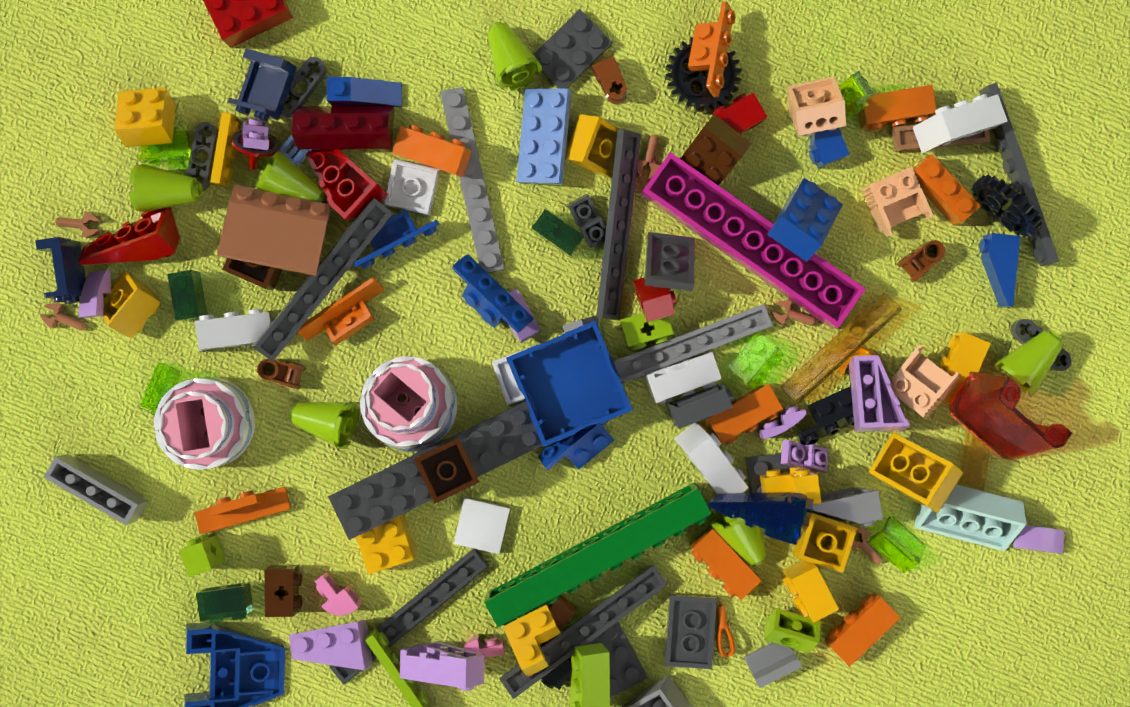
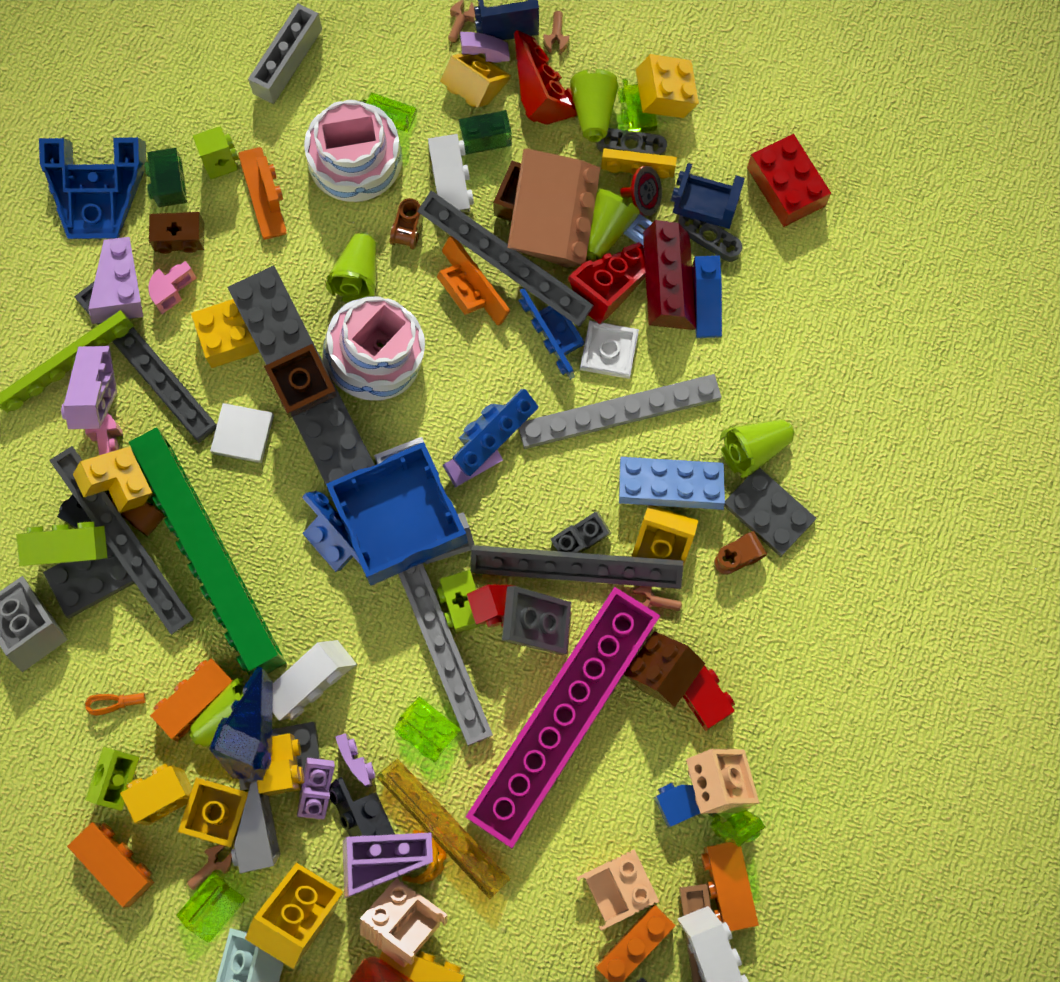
camera: 90 degrees right, 15 degrees down
(255, 134) = (655, 189): lavender slope -> none
(432, 150) = (648, 365): orange brick -> none
(557, 233) = (564, 500): clear green brick -> none
(682, 378) = (404, 641): white wedge -> none
(690, 631) = (116, 663): dark grey plate -> none
(700, 405) = (373, 659): dark grey window -> none
(704, 98) = (776, 648): black gear -> none
(711, 48) = (781, 660): orange bracket -> none
(745, 414) = (364, 716): orange brick -> none
(771, 663) = (75, 758): light grey panel -> none
(791, 314) = (481, 771): nougat bar -> none
(805, 219) = (590, 772): blue brick -> none
(918, 261) = (548, 921): dark orange piece -> none

